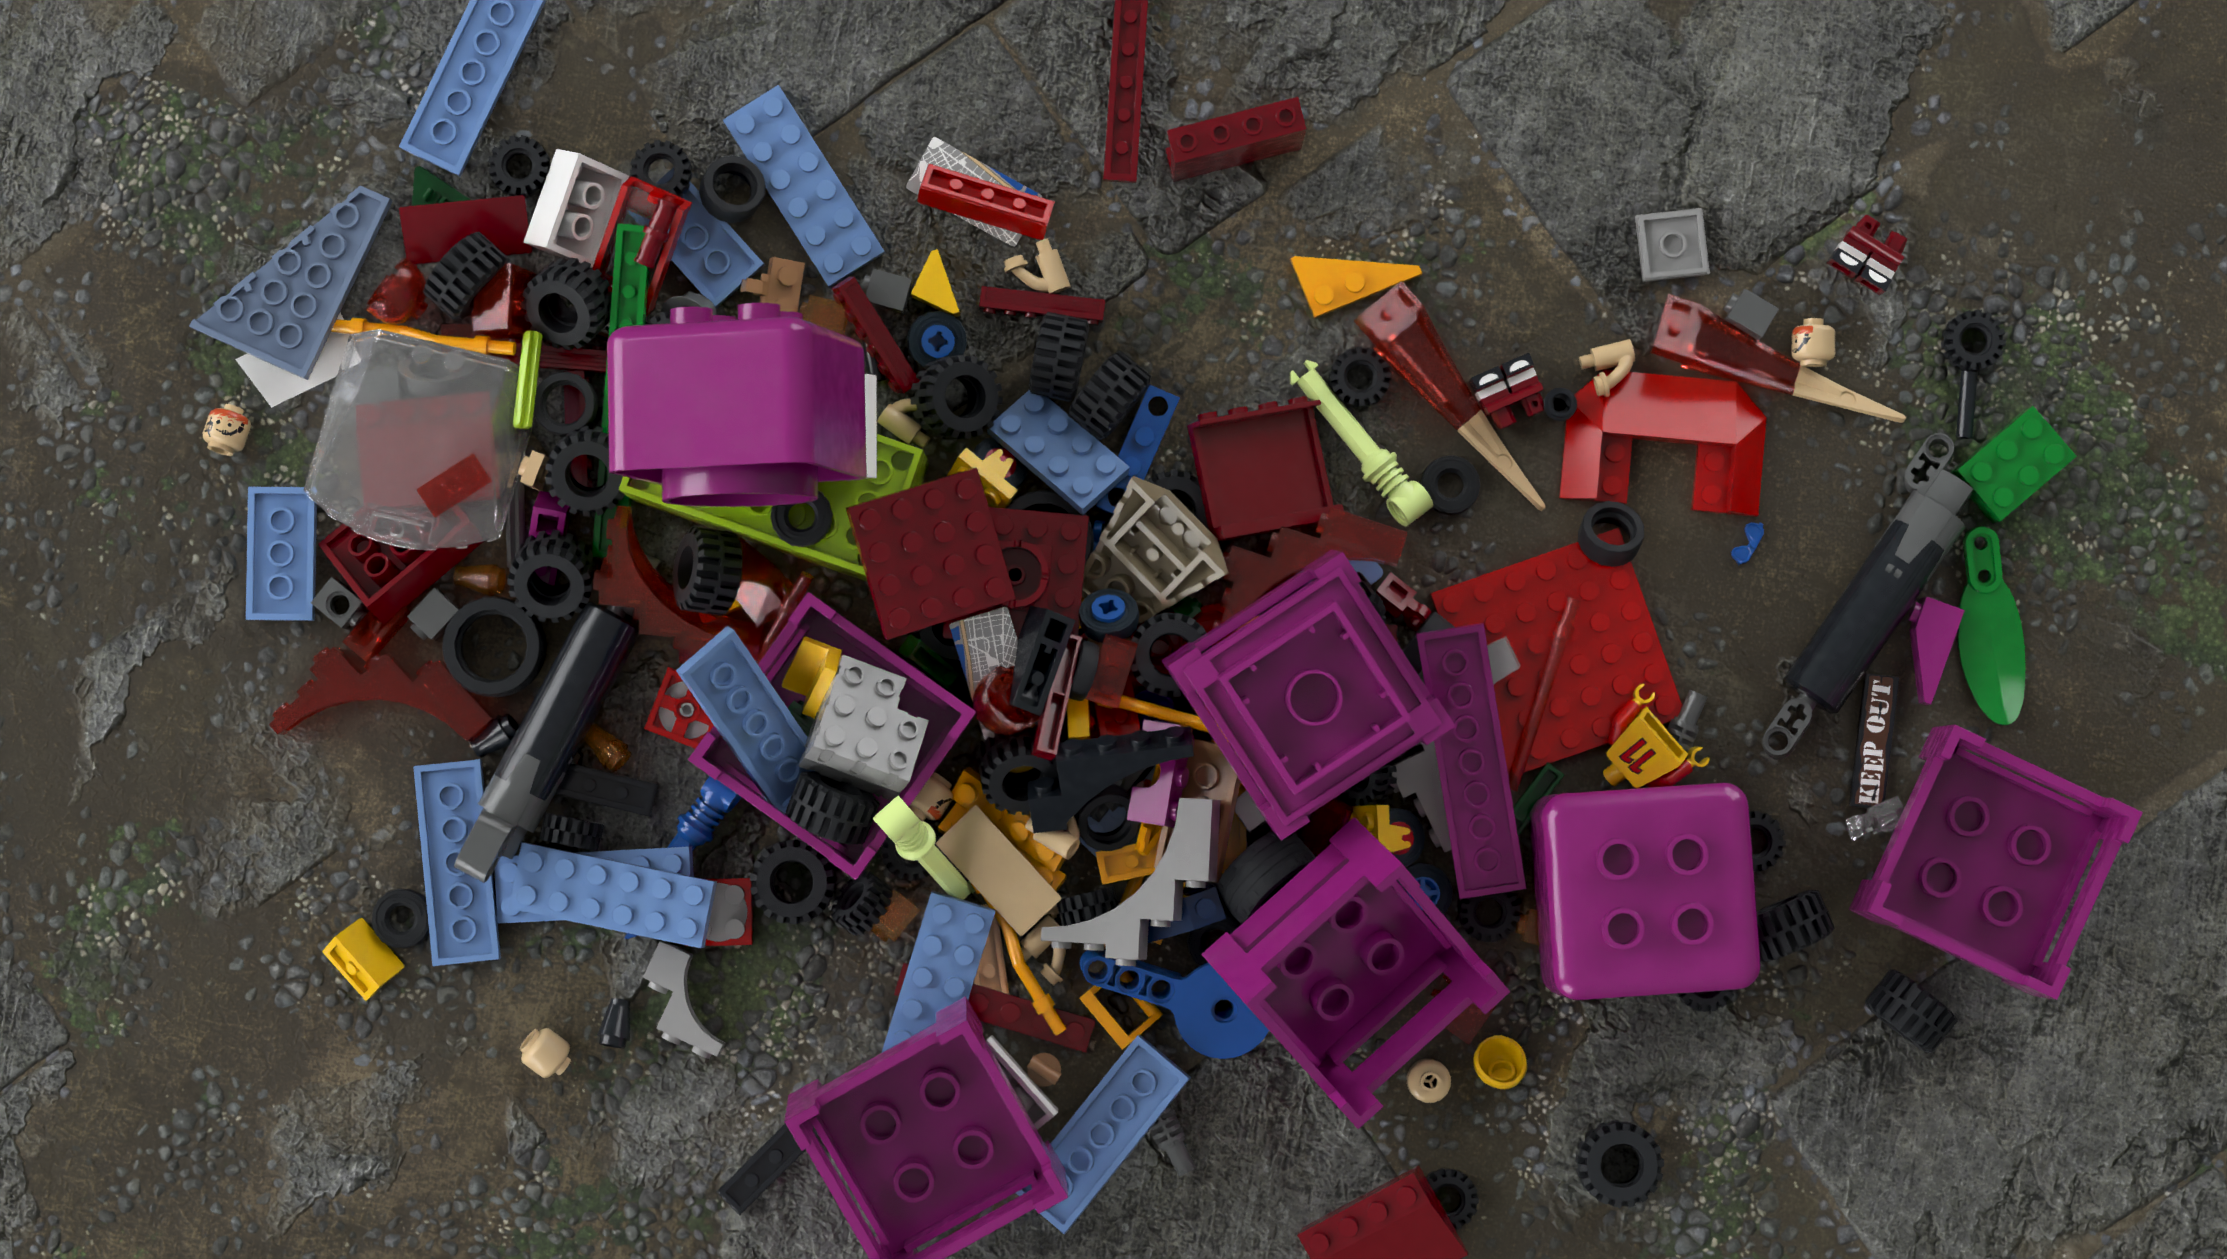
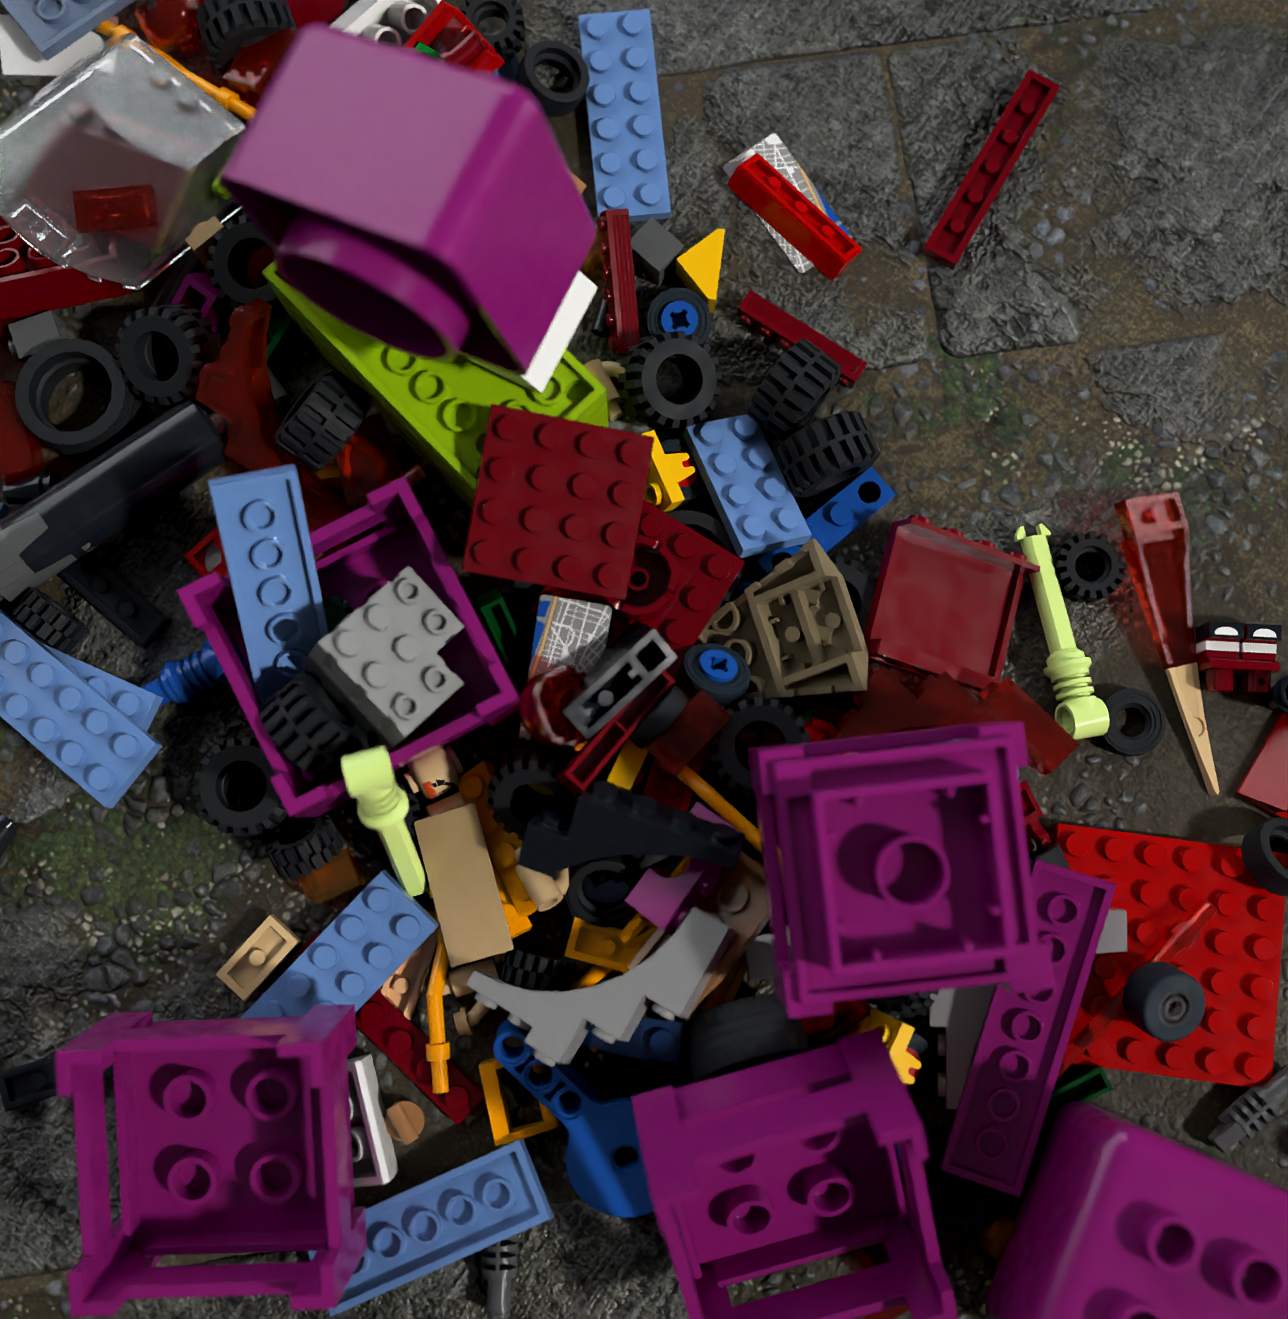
camera: 25 degrees right, 5 degrees down
(486, 578) = (101, 326): clear orange cone -> none
(607, 748) = (137, 557): clear orange cone -> none
(679, 1022) = (56, 871): light grey arch -> none
(731, 913) = (165, 786): light grey piece -> none
(807, 536) = (445, 416): black tyre -> none
(812, 672) = (370, 569): yellow panel -> none
(869, 1005) = (258, 957): none -> tan plate
(1050, 265) = (828, 304): tan plant -> none
(1235, 139) = (1087, 259): dark red panel -> none
(1337, 283) = (1111, 465): light orange wing -> none
(1555, 694) = (1163, 1001): none -> black wheel
(1645, 749) = (1218, 1107): yellow torso -> none

